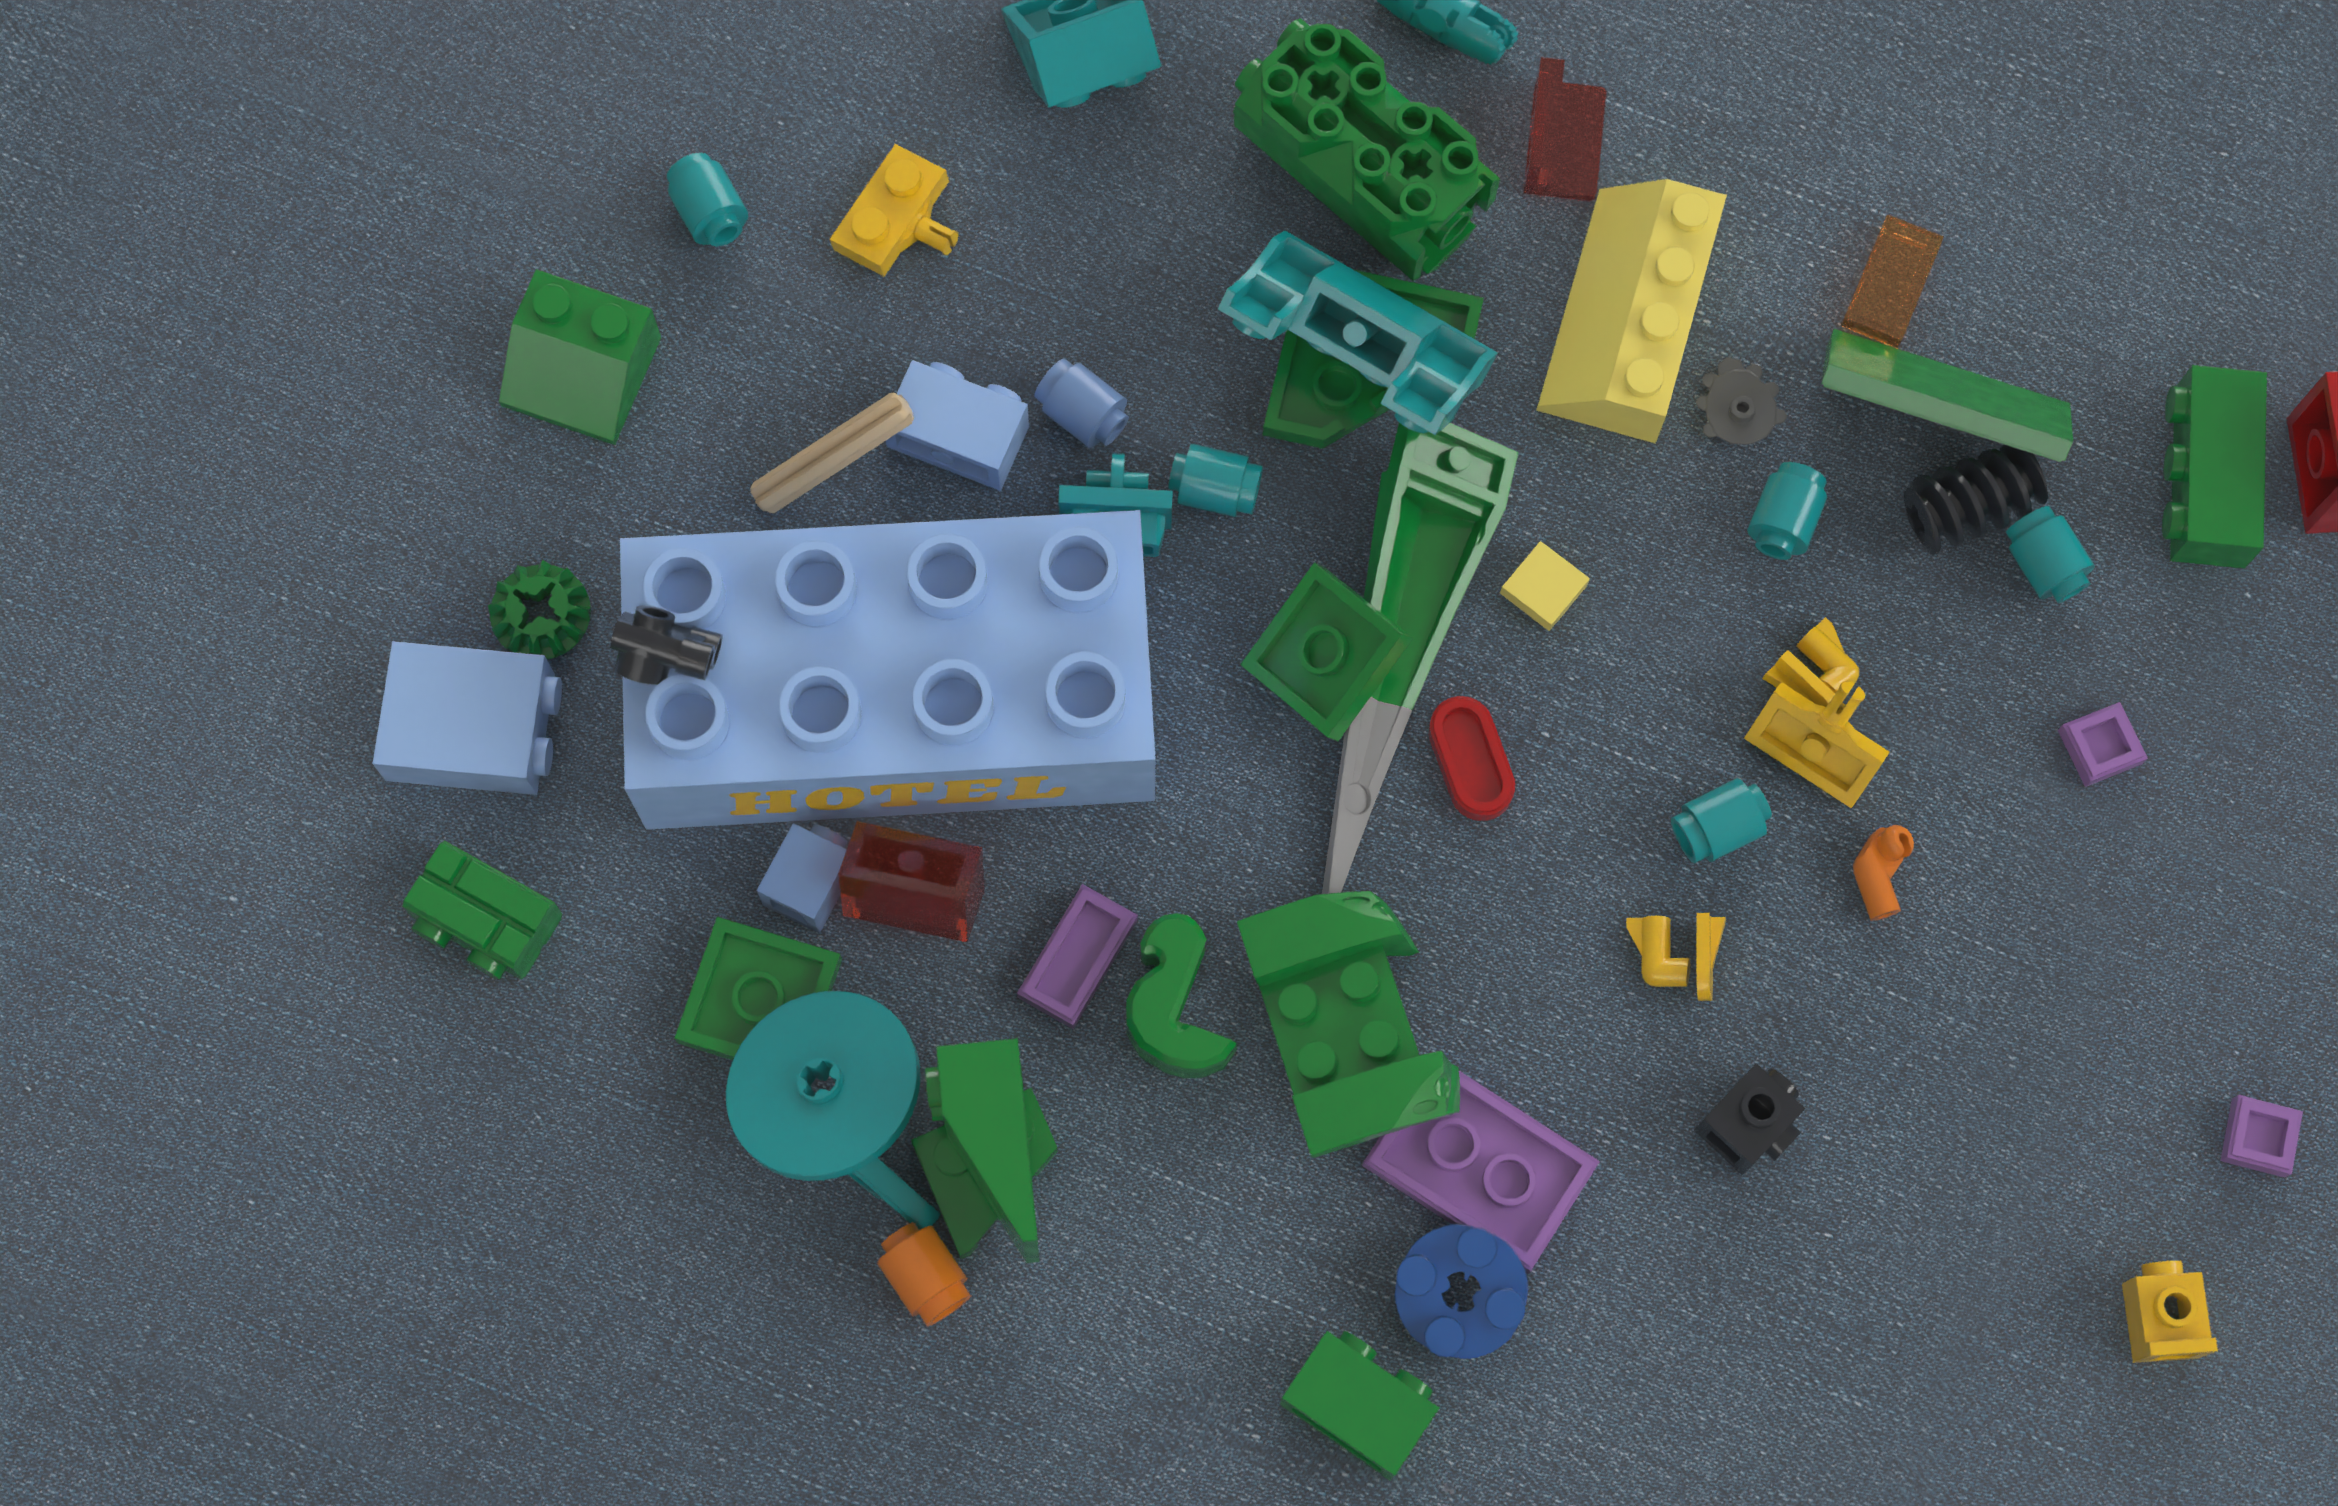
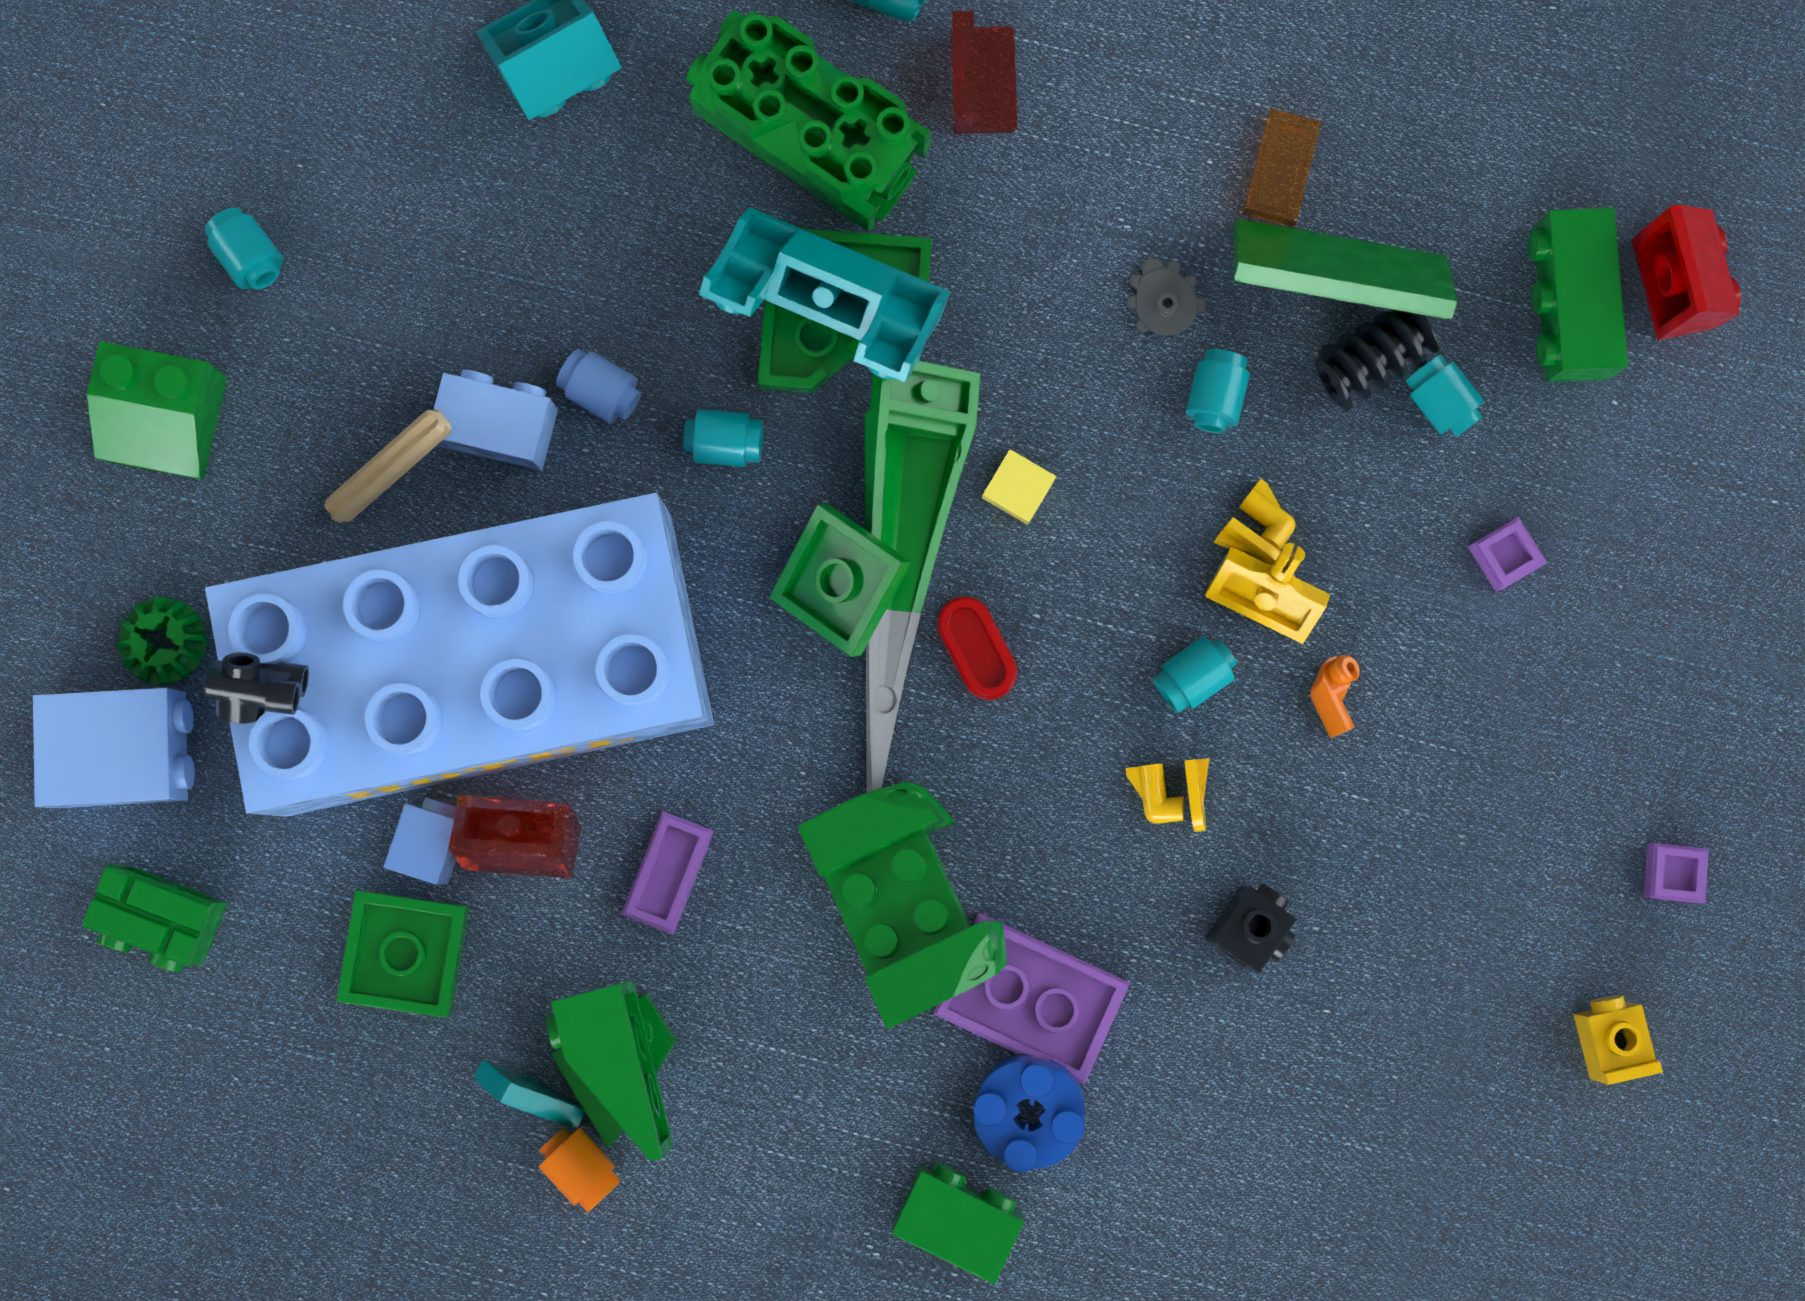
camera: 10 degrees left, 10 degrees up
(832, 1130) = (455, 1072): teal piece -> none
(894, 213) = (411, 235): yellow plate -> none
(1122, 492) = (666, 476): teal hips -> none
(1158, 998) = (742, 902): green animal -> none
(1632, 306) = (1061, 225): light yellow slope -> none

